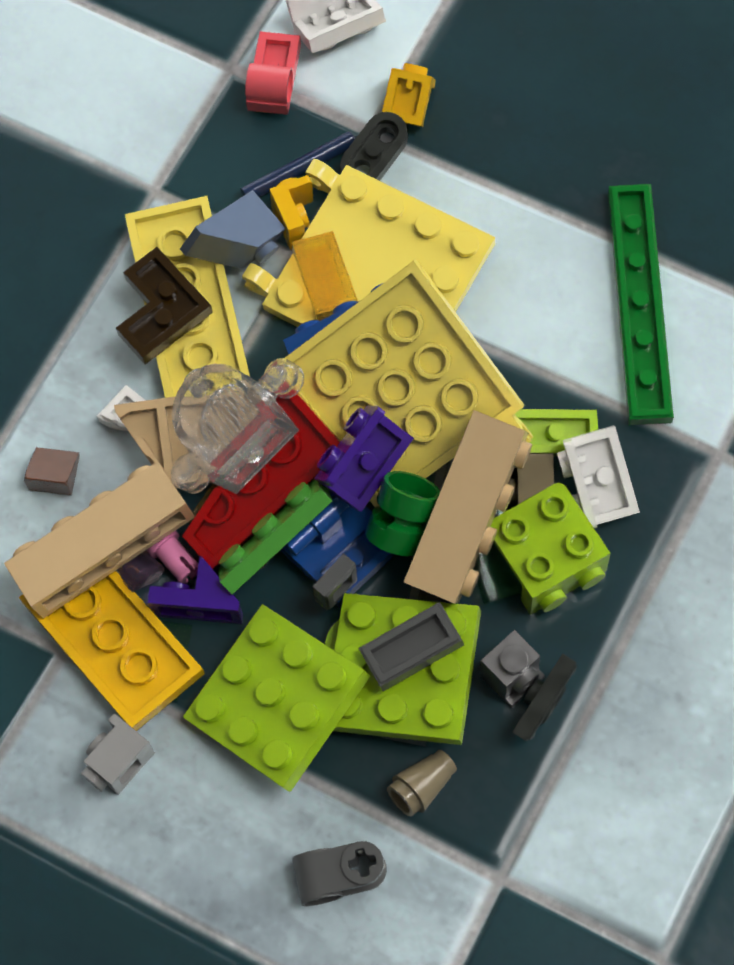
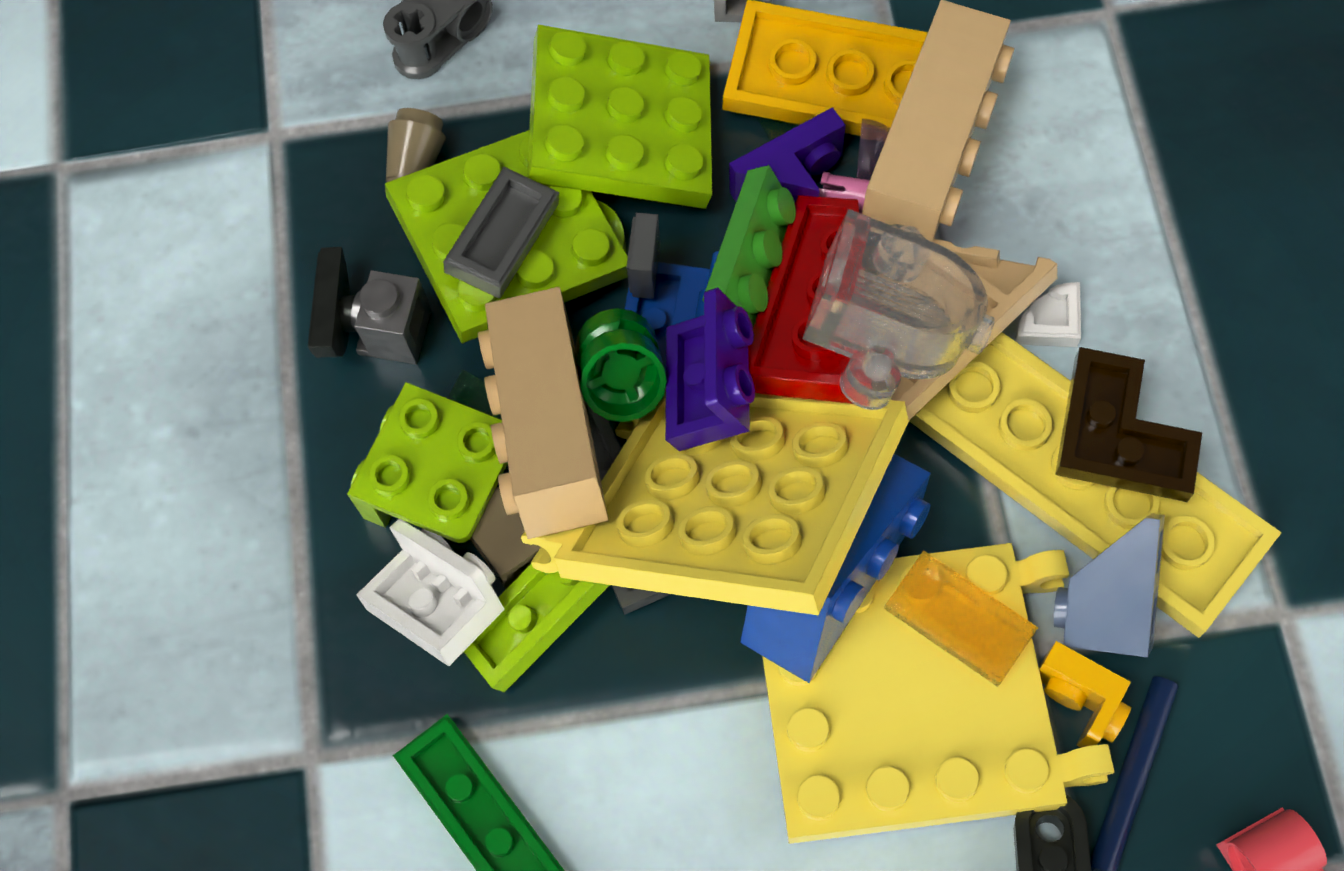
camera: 145 degrees right, 0 degrees up
(52, 471) = (1071, 194): reddish brown slope -> none

